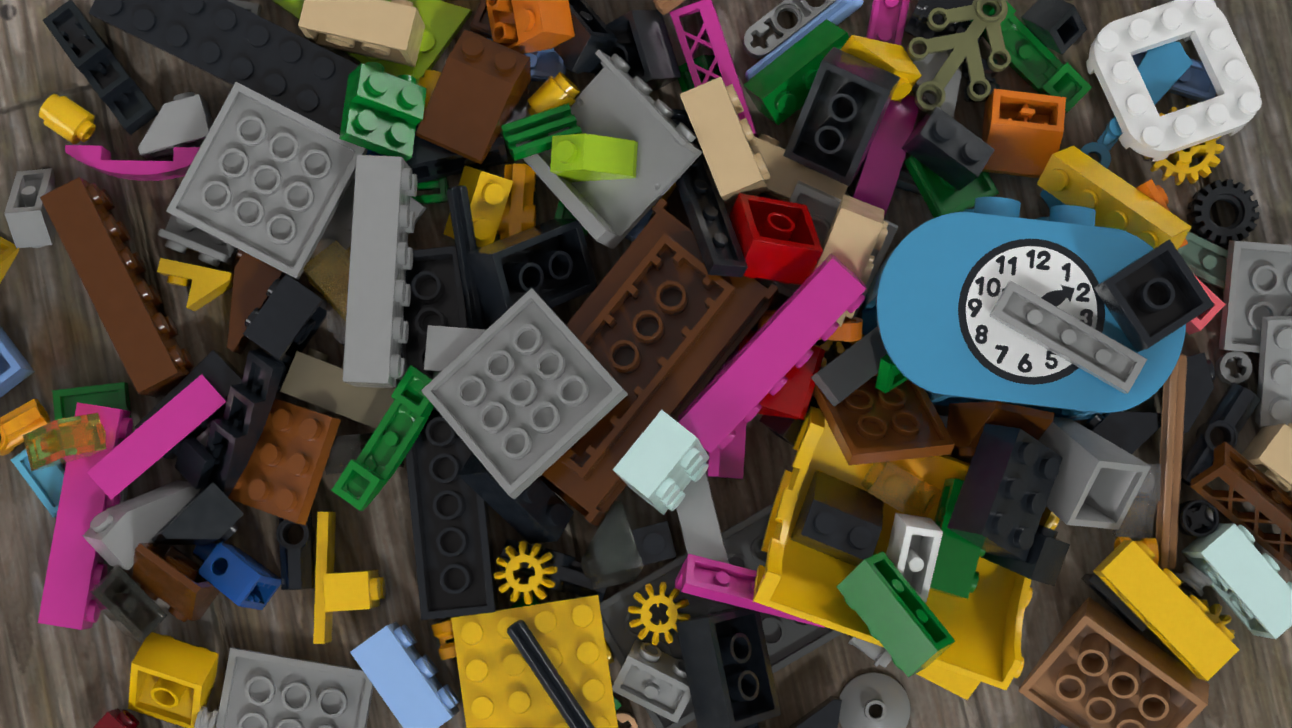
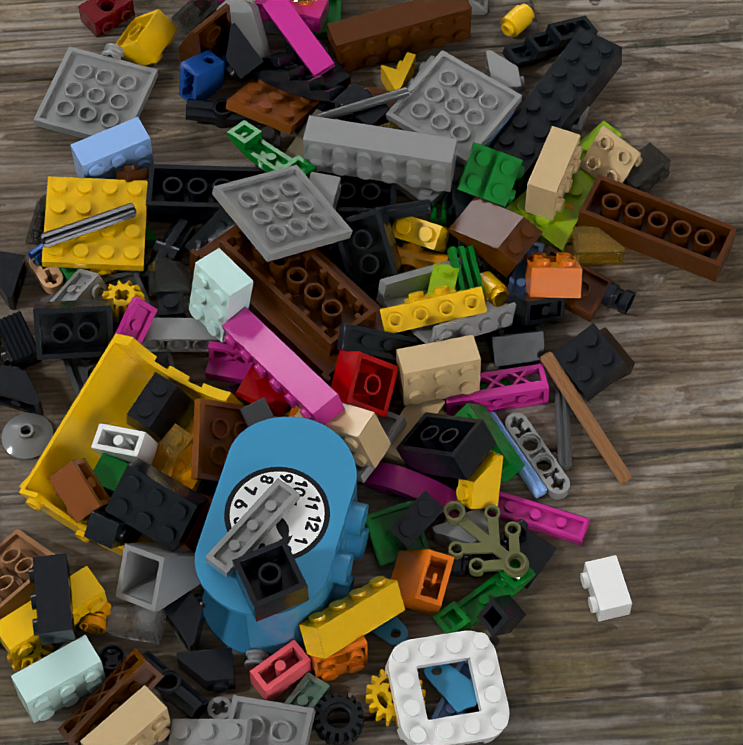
camera: 95 degrees right, 25 degrees down
(100, 160) = (485, 36): dark pink slope -> none
(289, 315) = (365, 104): none -> dark grey bar
(324, 564) = (189, 123): yellow piece -> none
(353, 590) = (178, 133): yellow brick -> none
(438, 645) = (131, 172): none -> reddish brown plate
(517, 563) = (167, 225): yellow gear -> none
(638, 157) = (433, 308): none -> yellow bracket
(895, 614) = (86, 416): green brick -> none
(990, 604) = (79, 489): none -> dark orange brick
(1170, 604) = (52, 599): none -> black brick
(1171, 464) = (162, 642): medium nougat axle -> none

